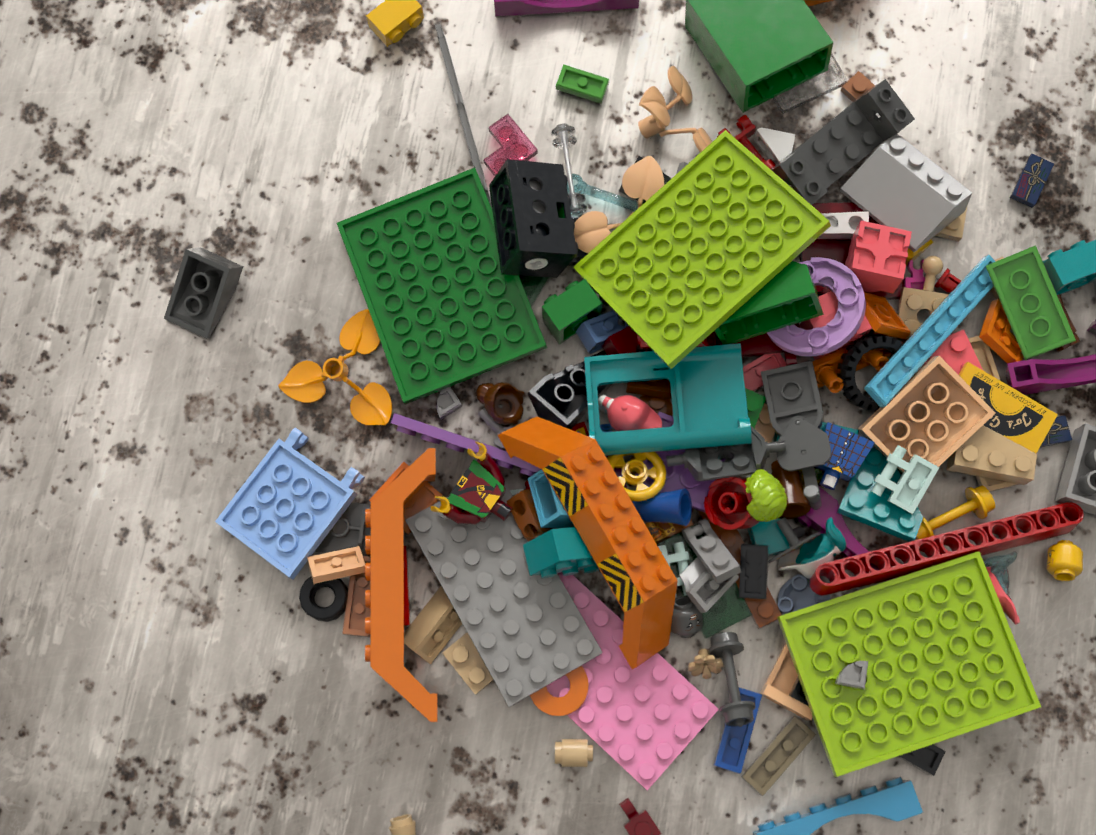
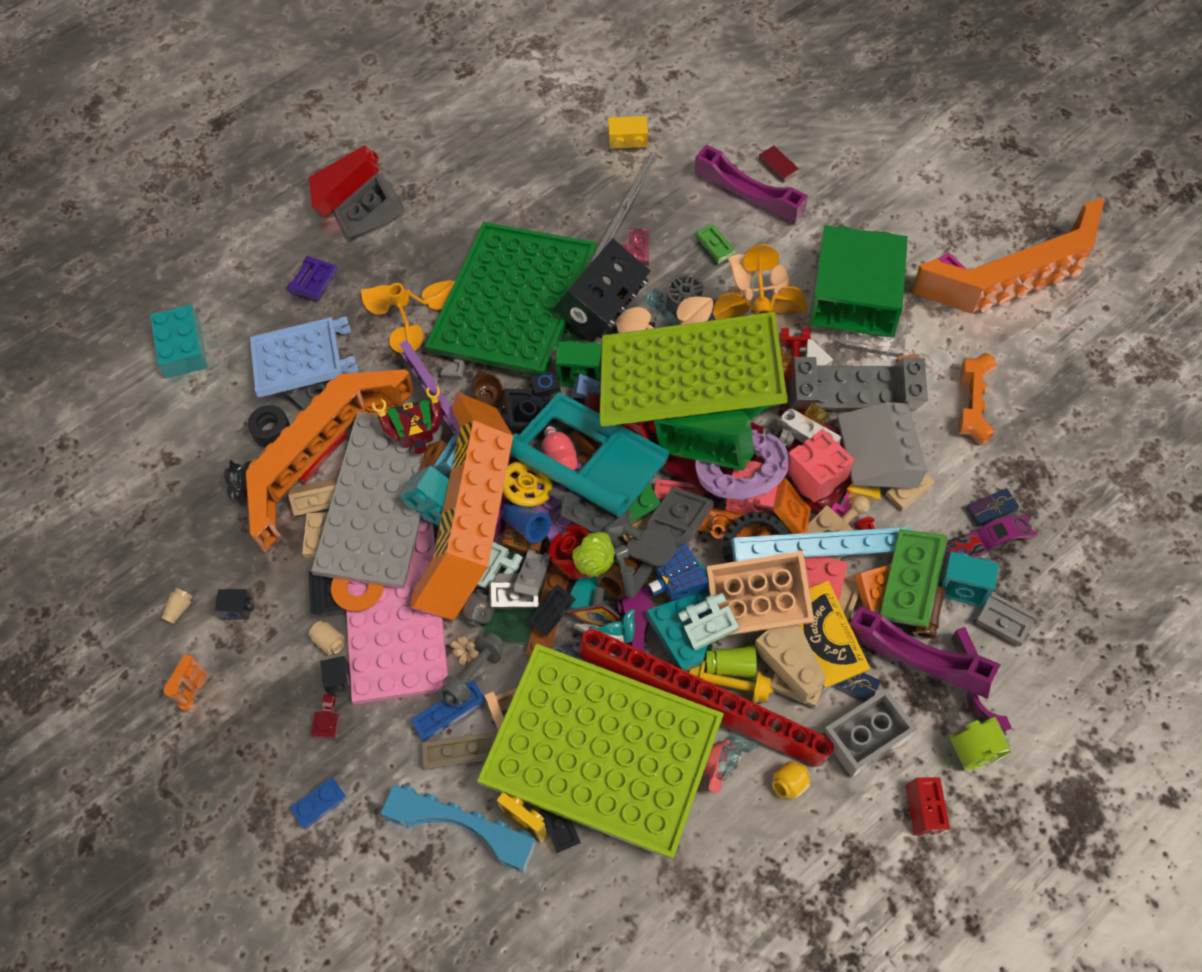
camera: 40 degrees right, 15 degrees down
(145, 580) = (178, 341): none -> teal brick
(151, 282) = (341, 179): none -> red slope
(223, 408) = (316, 281): none -> dark purple plate
(336, 564) = (285, 404): light nougat plate -> none
(341, 670) = (236, 480): none -> black piece
(459, 790) = (234, 604): none -> black brick
(531, 719) = (321, 597): none -> black plate
(553, 357) = (545, 384): none -> black brick
(563, 140) = (671, 266): clear axle -> none
(604, 163) = (681, 288): none -> dark grey wheel
(614, 780) = (336, 676): none -> black brick
(696, 127) = (788, 300): none -> light orange plant
(781, 474) = (620, 554): none -> dark grey hand
(816, 248) = (786, 437): none -> light grey plate
(829, 209) = (817, 414): none -> clear yellow piece
(853, 675) = (551, 721): light grey tile -> none
(895, 769) = (528, 821): none -> yellow plate
(942, 493) = (732, 662): none -> lime plant
(956, 107) = (971, 419): none -> orange plate
(1053, 212) = (990, 536): none -> piece

